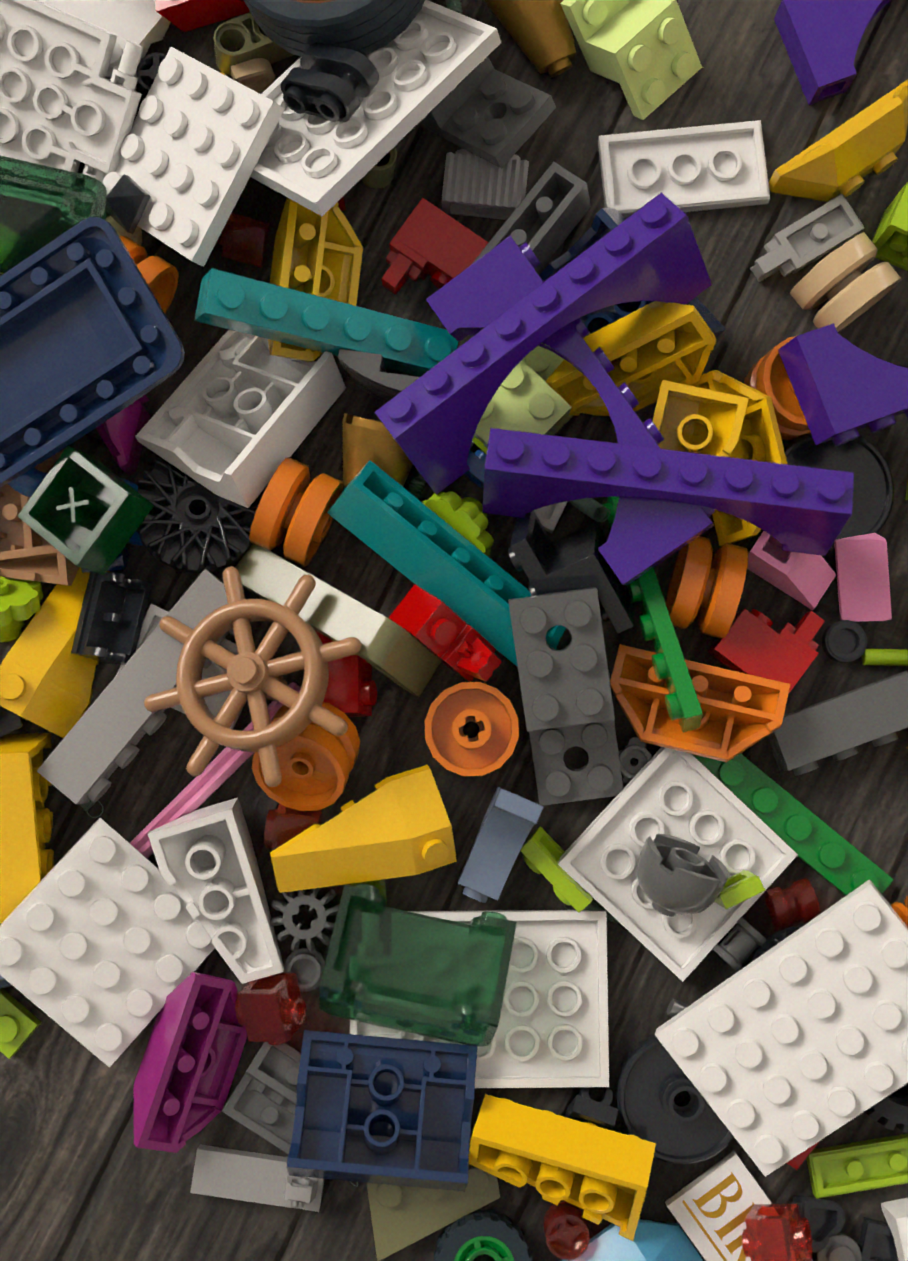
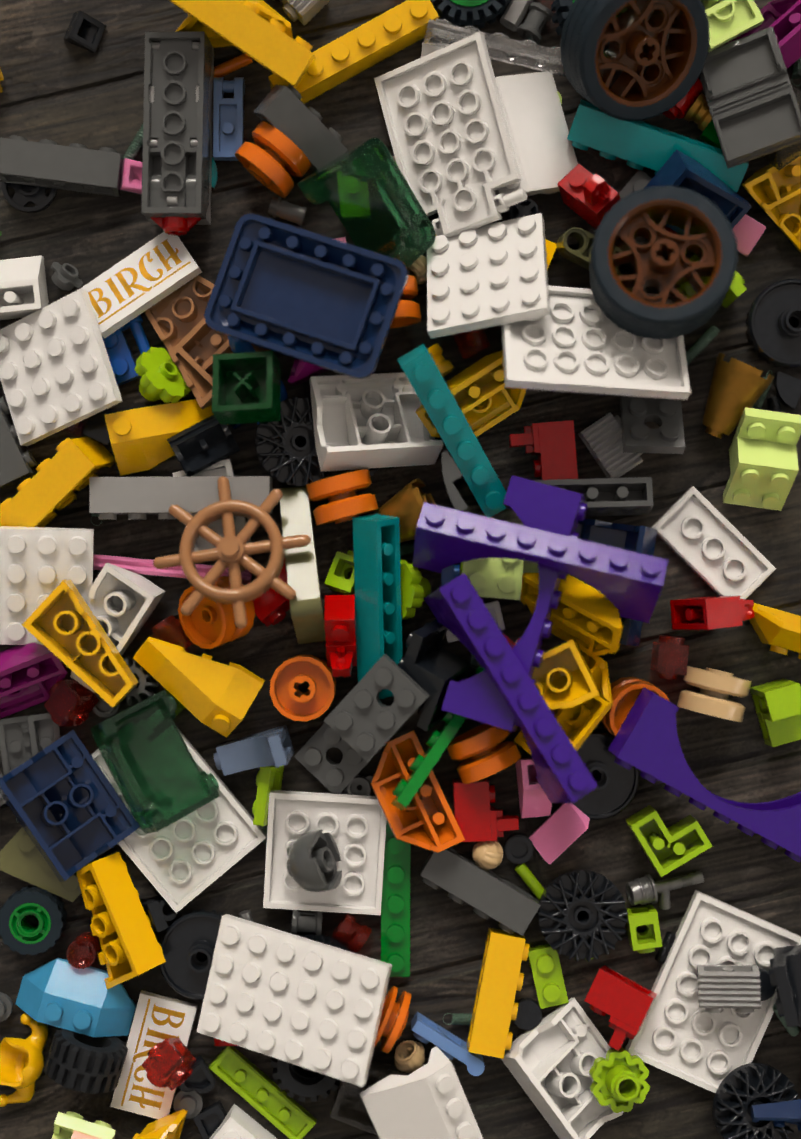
camera: 55 degrees right, 5 degrees up
(126, 203) = (433, 265): black slope -> none
(206, 935) = (78, 639): none -> yellow wedge
(254, 74) = (566, 265): tan tile -> none
(329, 82) = (584, 326): black brick -> none
(372, 577) = (338, 572): none -> lime brick
(739, 888) = (334, 899): lime tile -> none
(751, 220) = (710, 612): none -> red hinge
(765, 305) = (669, 657): none -> clear red brick
(809, 239) = (729, 650): light grey hinge -> none
(824, 679) = (487, 854): none -> tan piece

